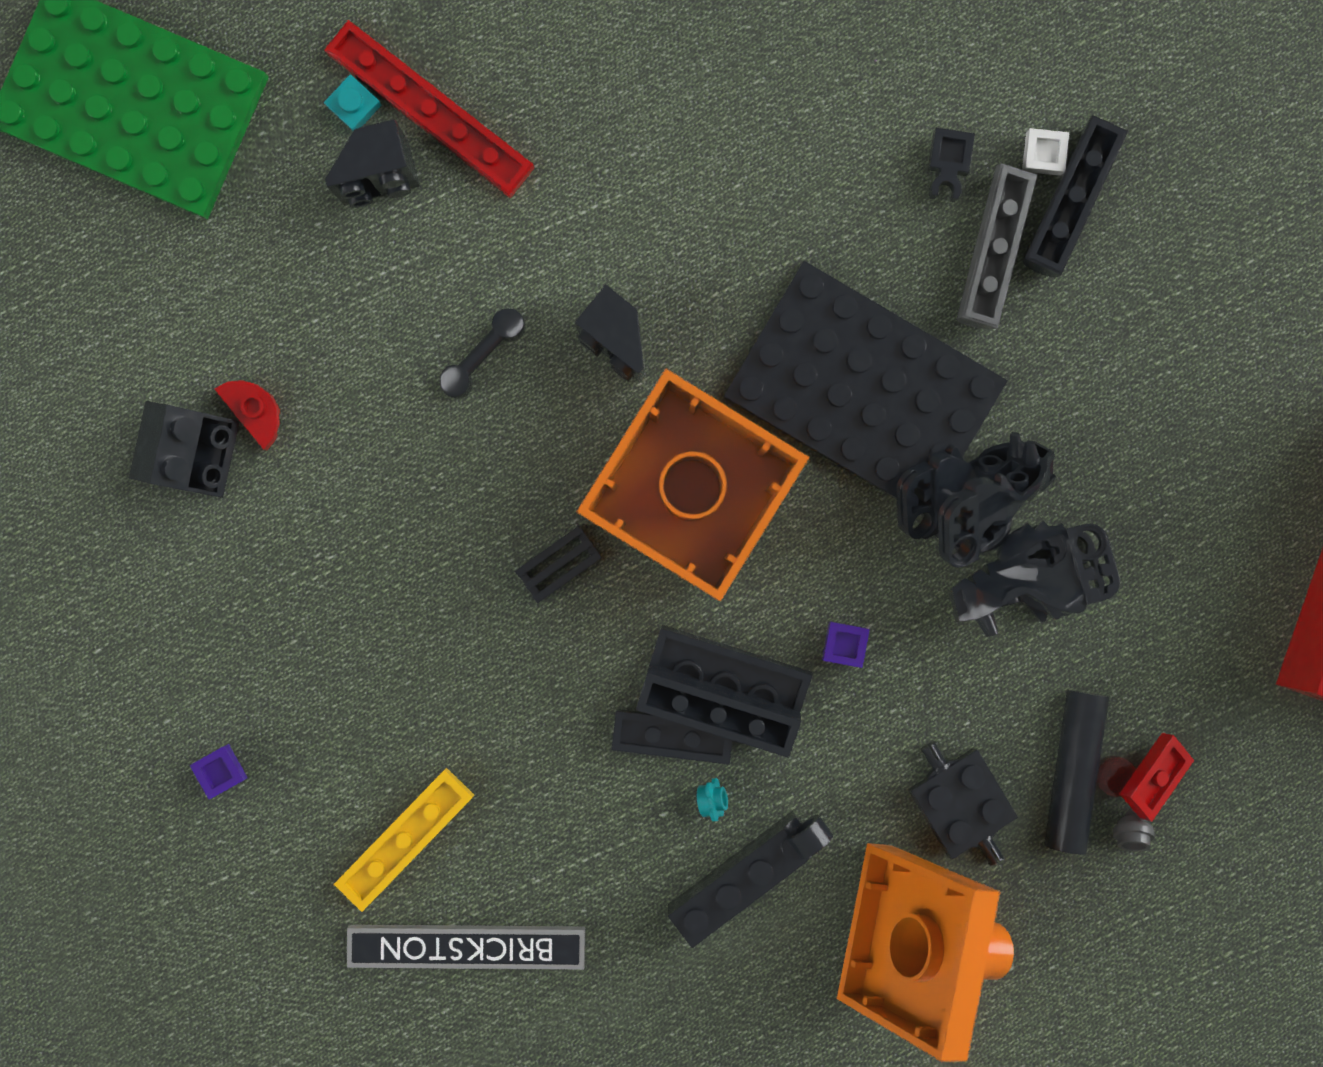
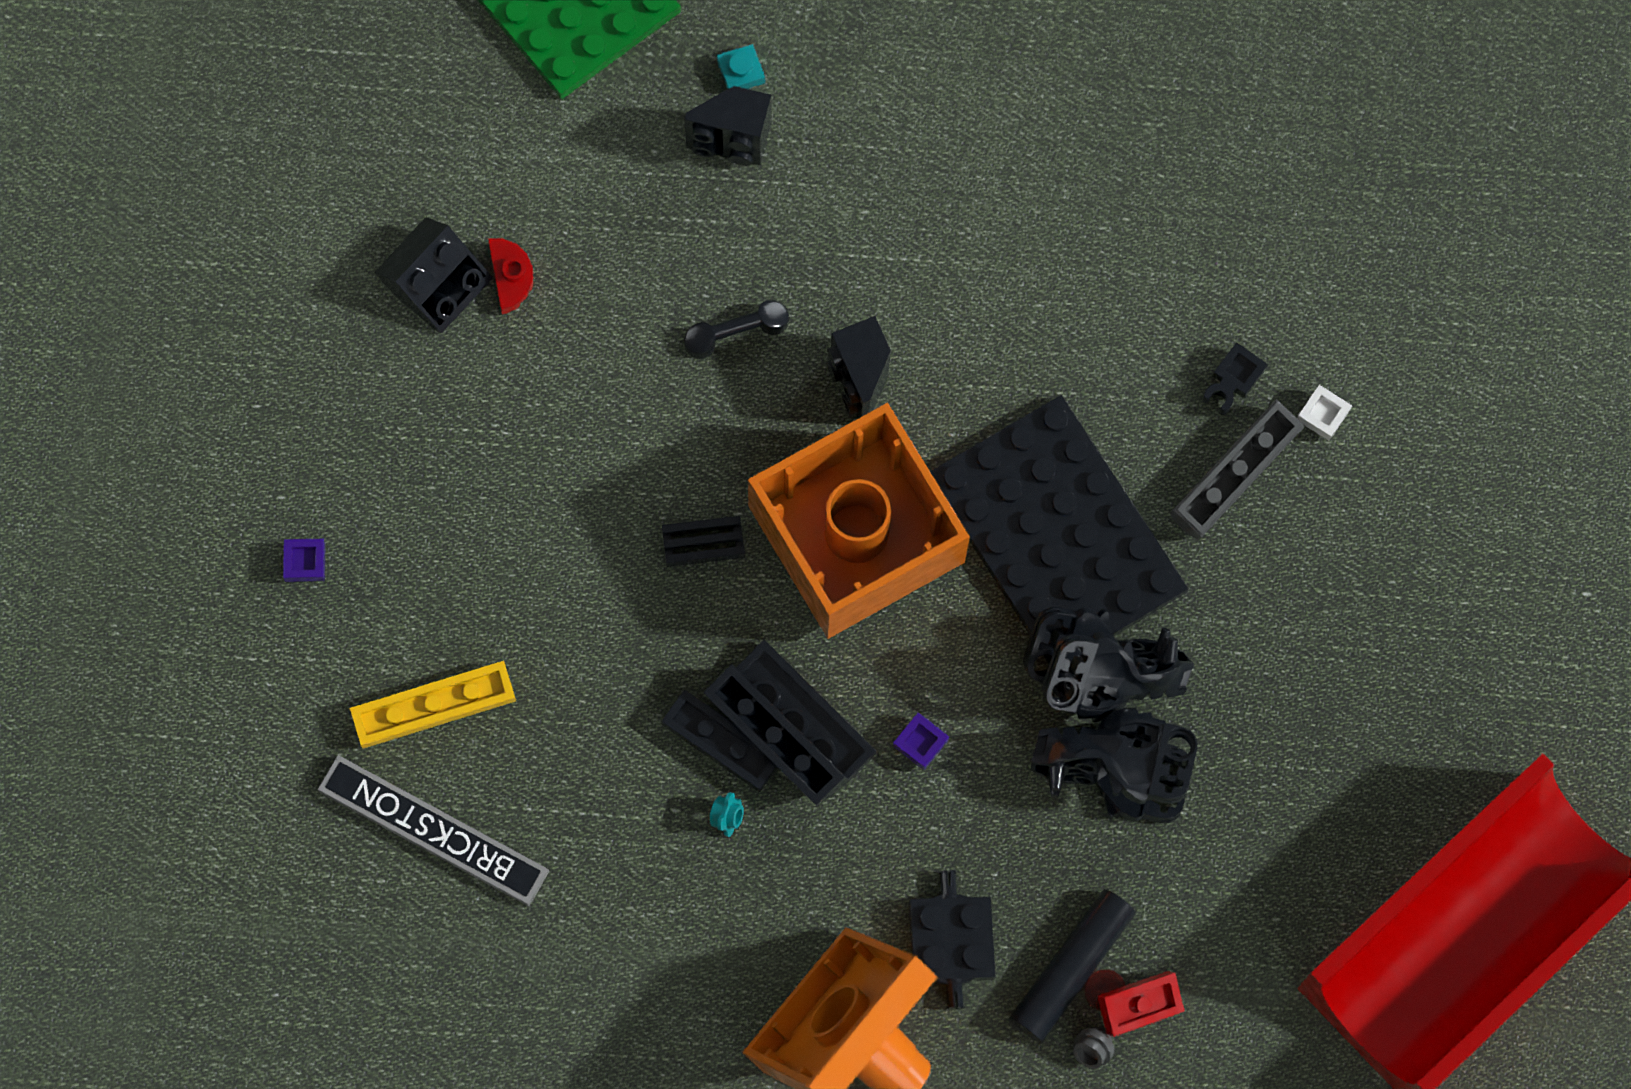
camera: 25 degrees right, 15 degrees down
(429, 108) = (805, 107): red tile -> none
(747, 876) = (723, 894): black hinge -> none
(1074, 197) = (1328, 462): black brick -> none

